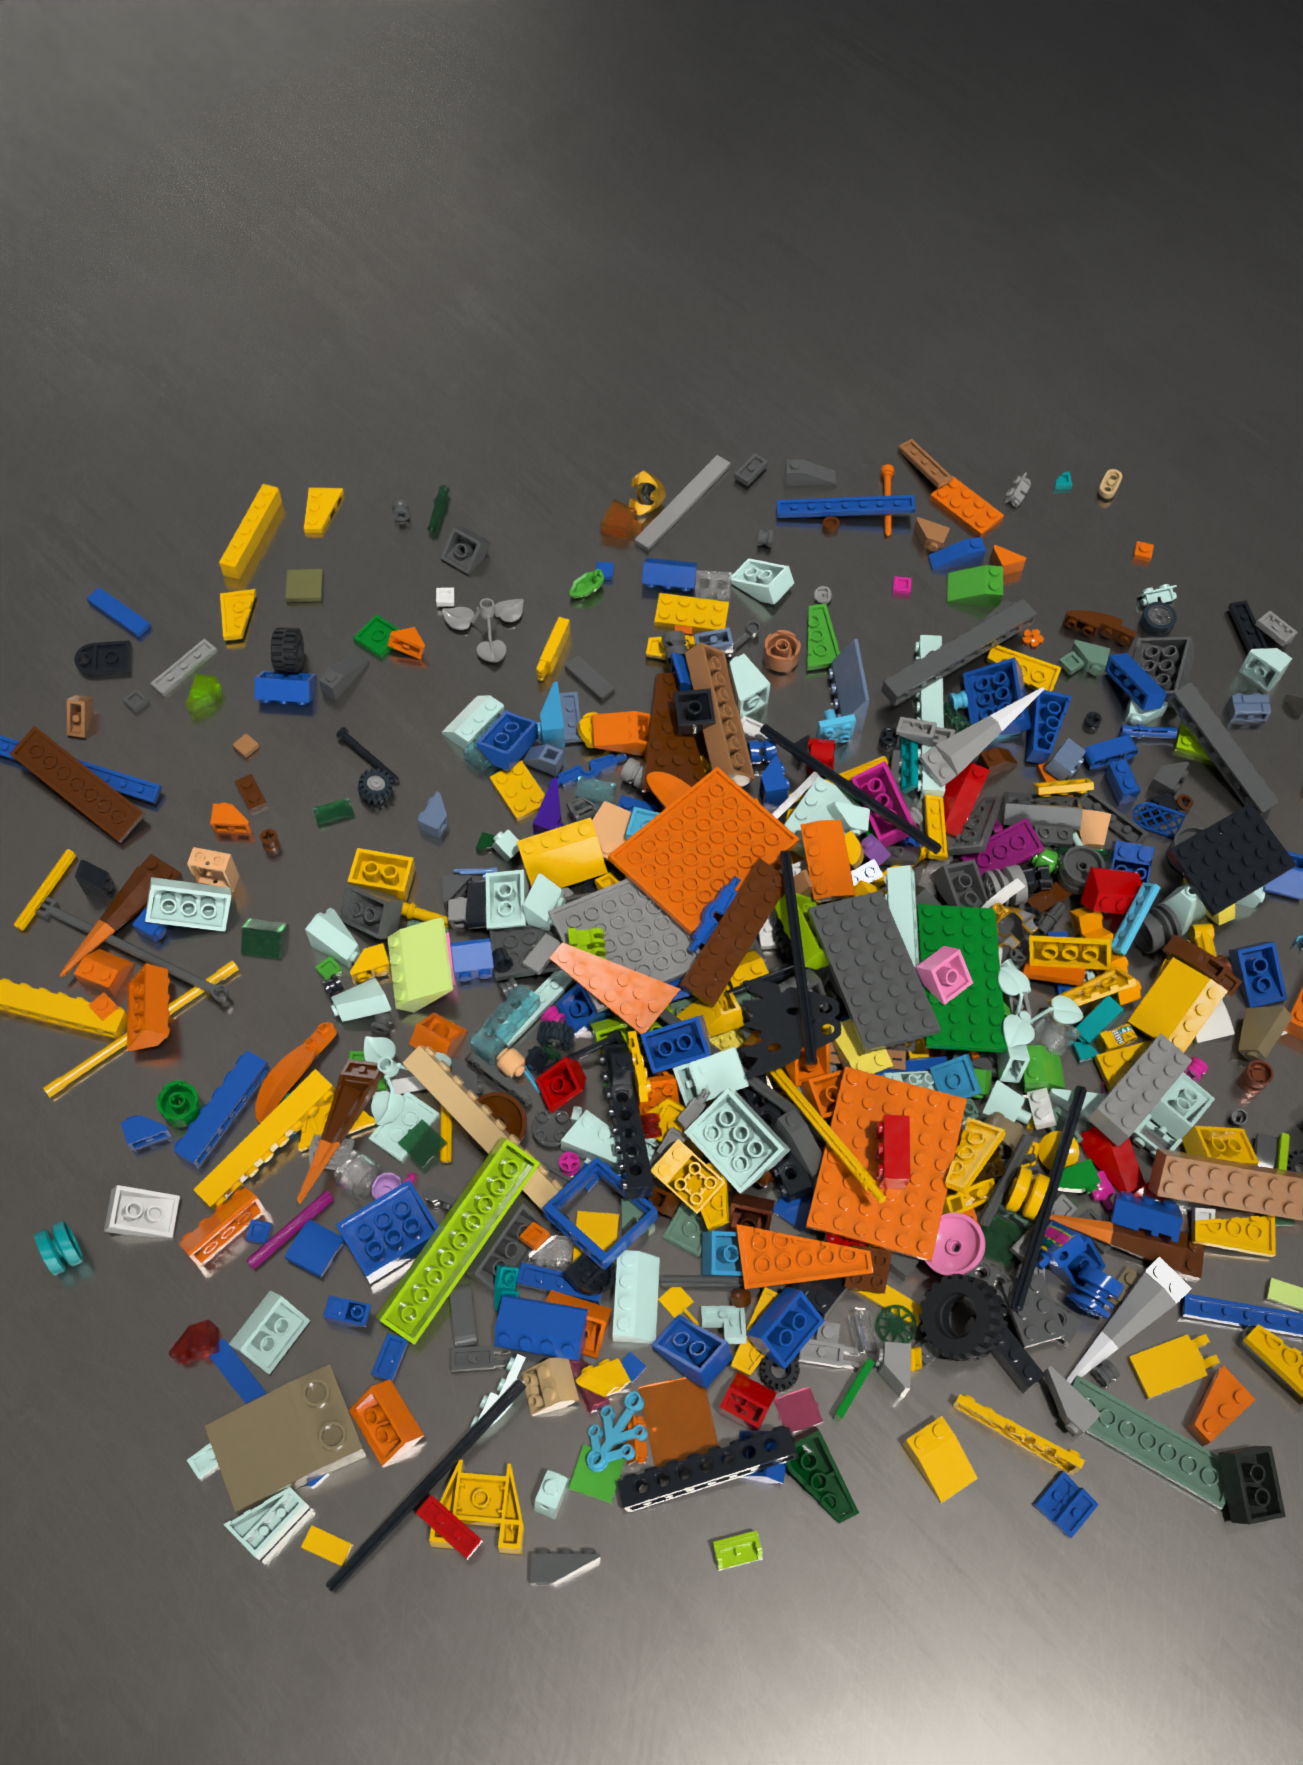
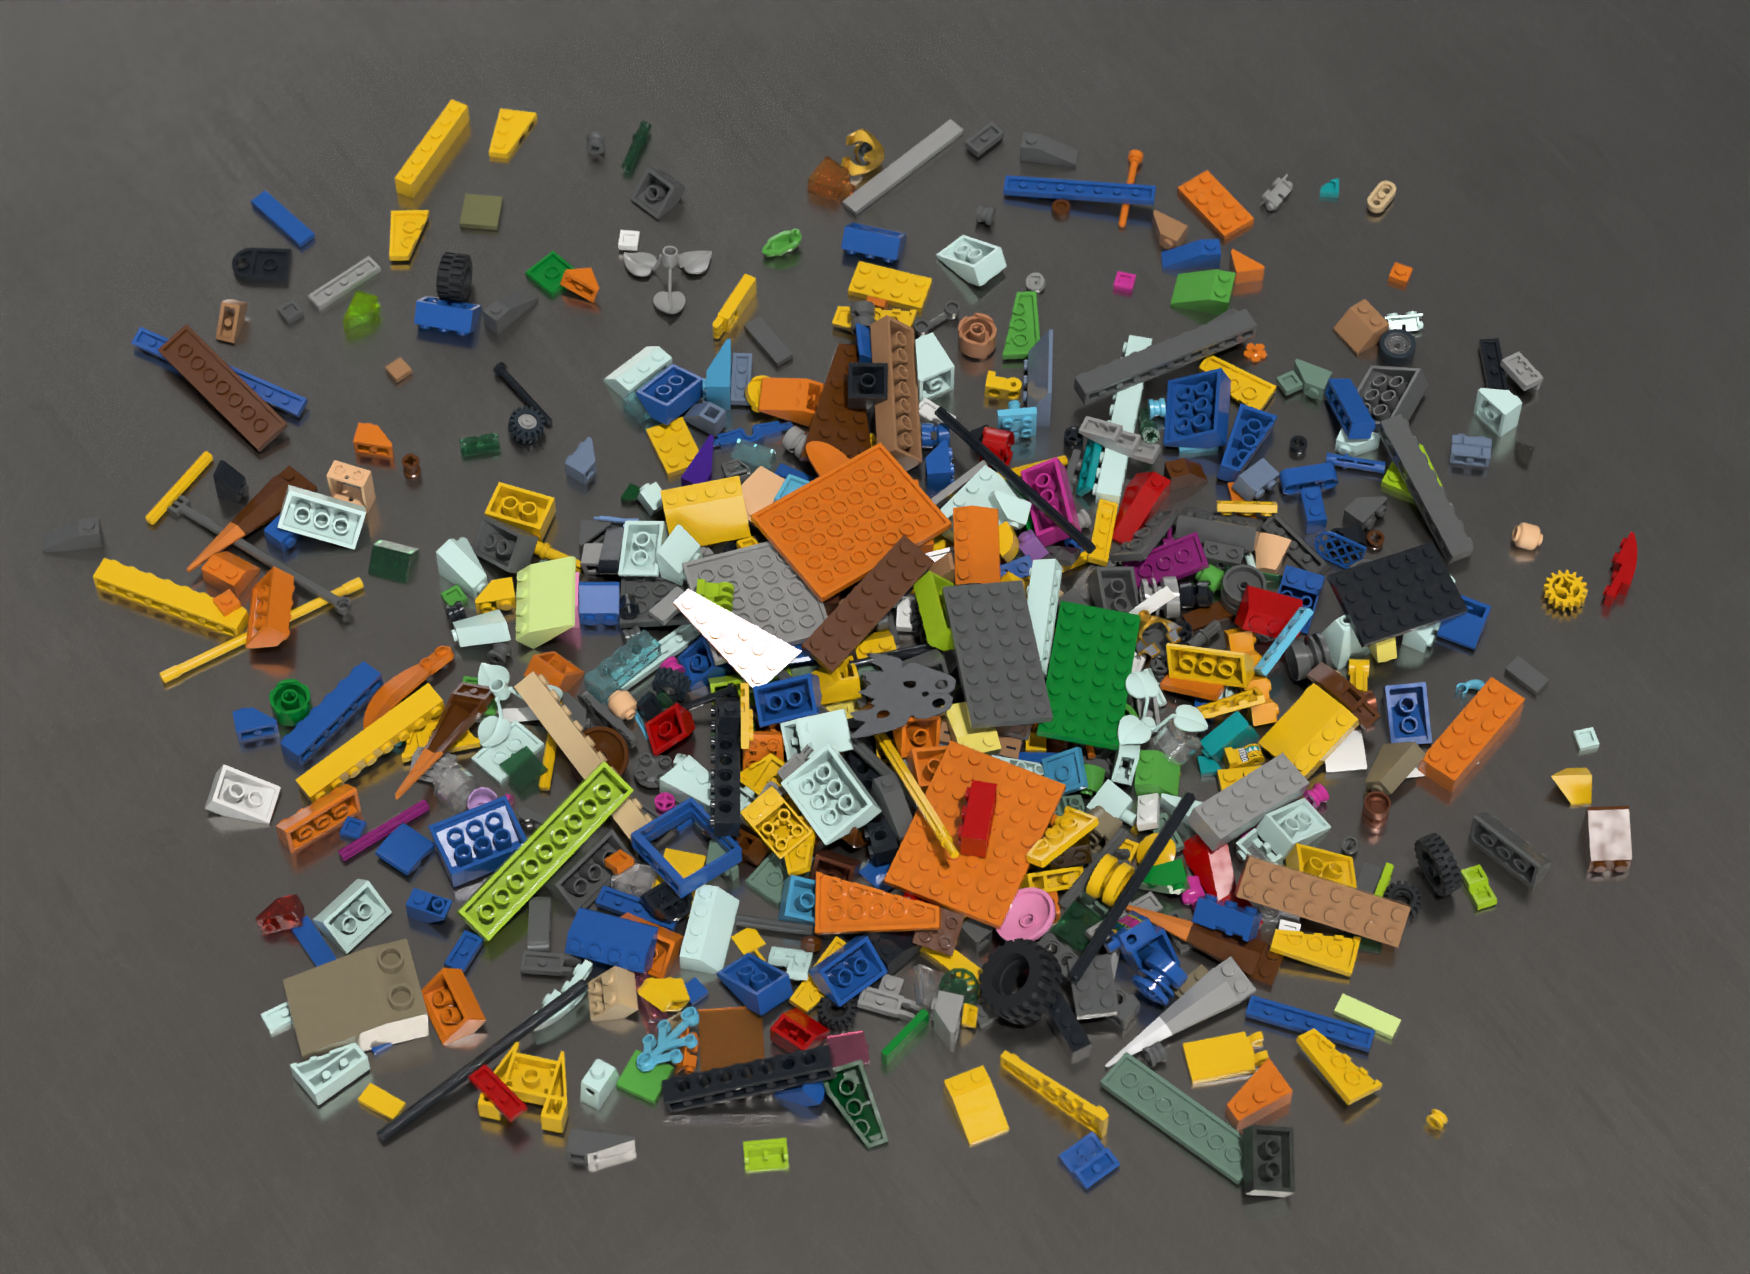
camera: 10 degrees right, 5 degrees down
(58, 1248) = (161, 814): teal wheel -> none
(251, 793) = (397, 418): reddish brown plate -> none
(505, 1283) = (585, 898): teal slope -> none
(607, 569) = (807, 230): blue tile -> none
(651, 1125) = (750, 775): clear red wheel -> none
(708, 922) = (840, 590): blue piece -> none
(713, 579) = (919, 253): clear brick -> none
(718, 639) = (907, 314): sand blue brick -> none
(798, 959) = (923, 632): black axle -> none
(813, 697) = (1002, 387): none -> yellow leg
(925, 463) = (1179, 152): medium nougat tile -> none
(945, 974) = (1069, 667): bright pink slope -> none
(955, 753) = (1136, 458): light grey plate -> none
(1073, 1407) = (1114, 1077): light grey slope -> none
(1095, 622) = (1326, 344): reddish brown slope -> none
(1124, 602) = (1361, 327): none -> medium nougat slope

